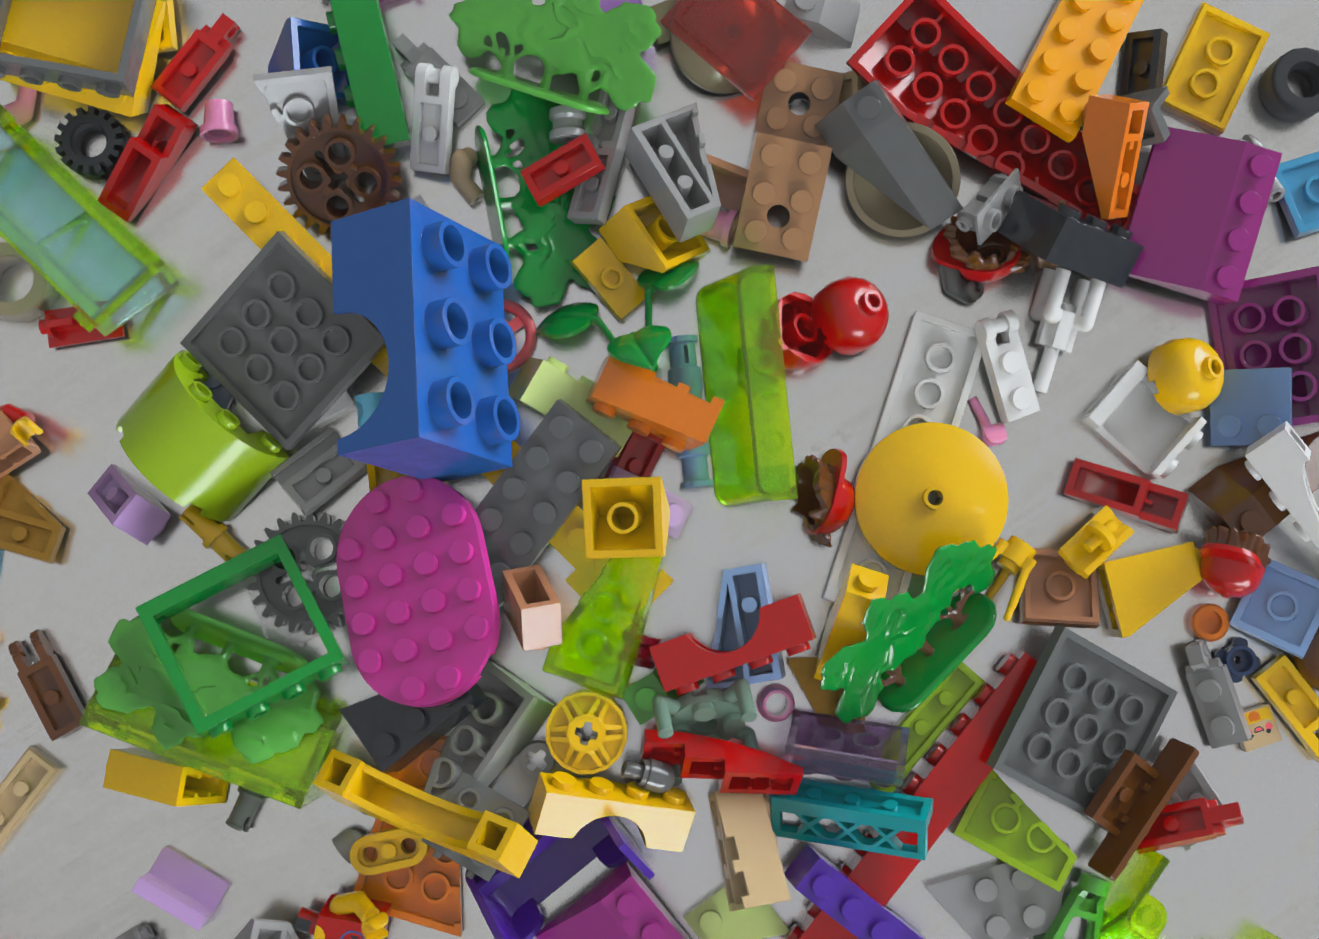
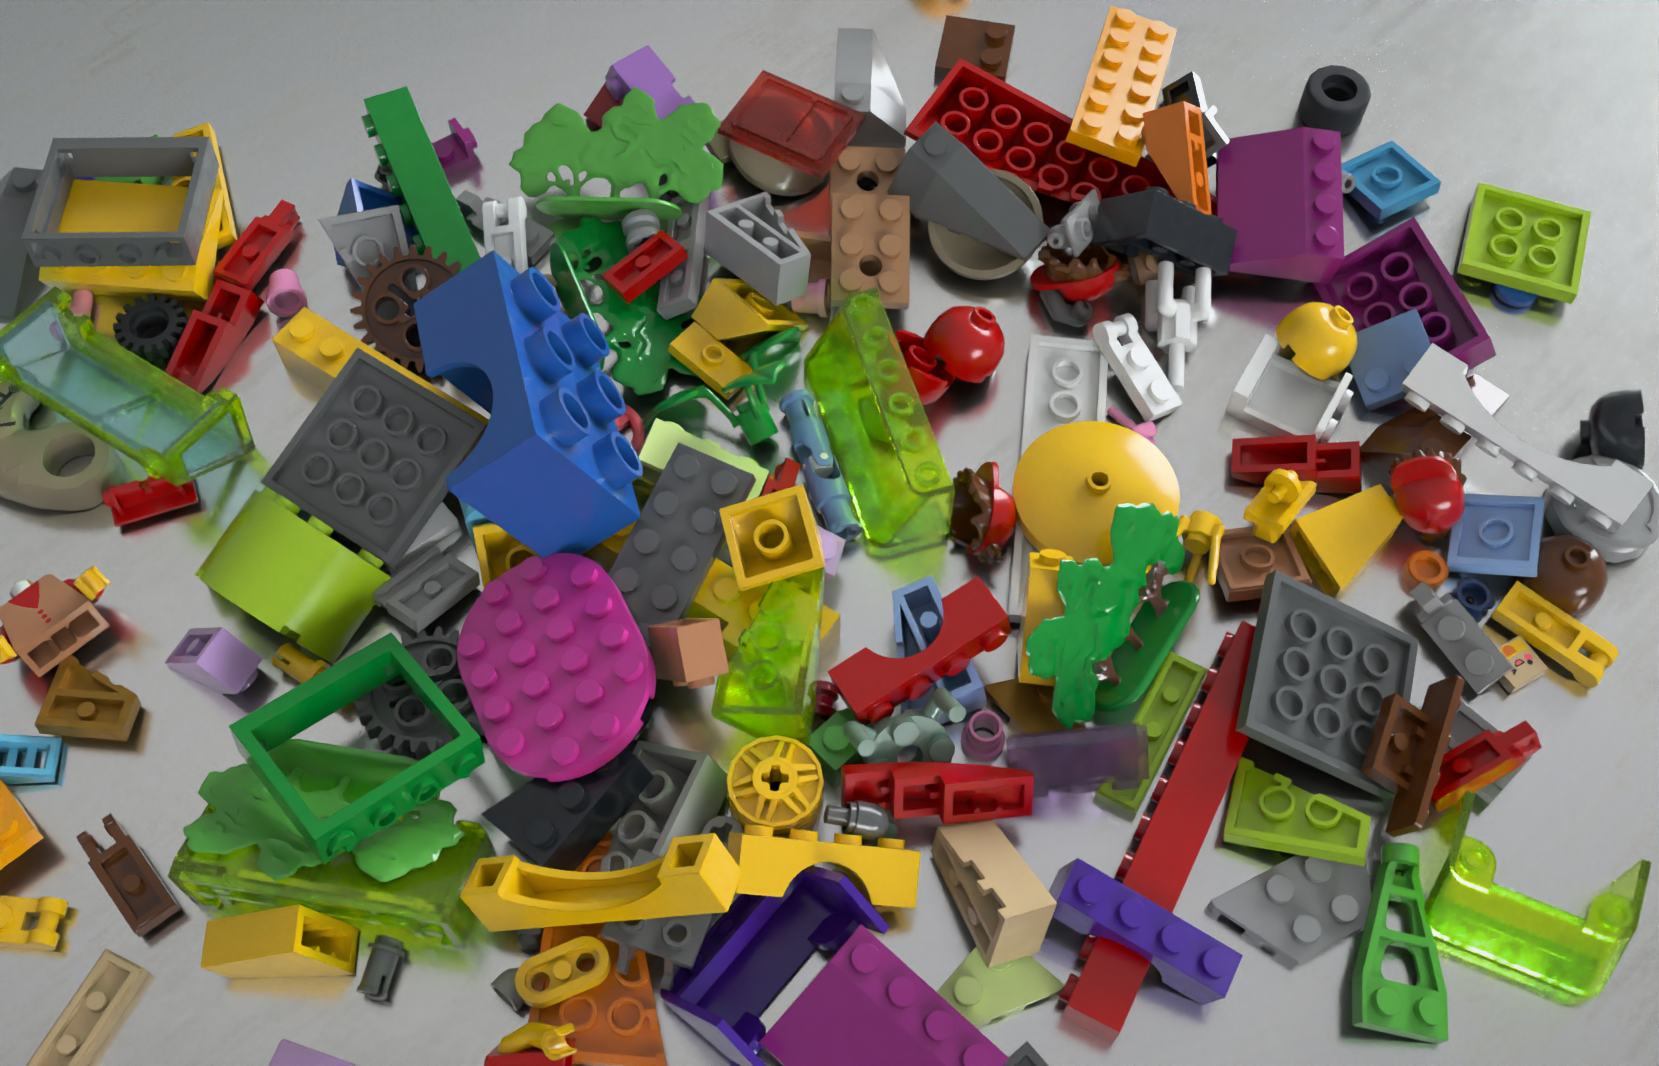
camera: 10 degrees left, 25 degrees down
(653, 405) = (781, 439): orange wedge -> none
(850, 809) = (1108, 811): teal fence -> none
(1212, 68) = (1251, 97): yellow tile -> none

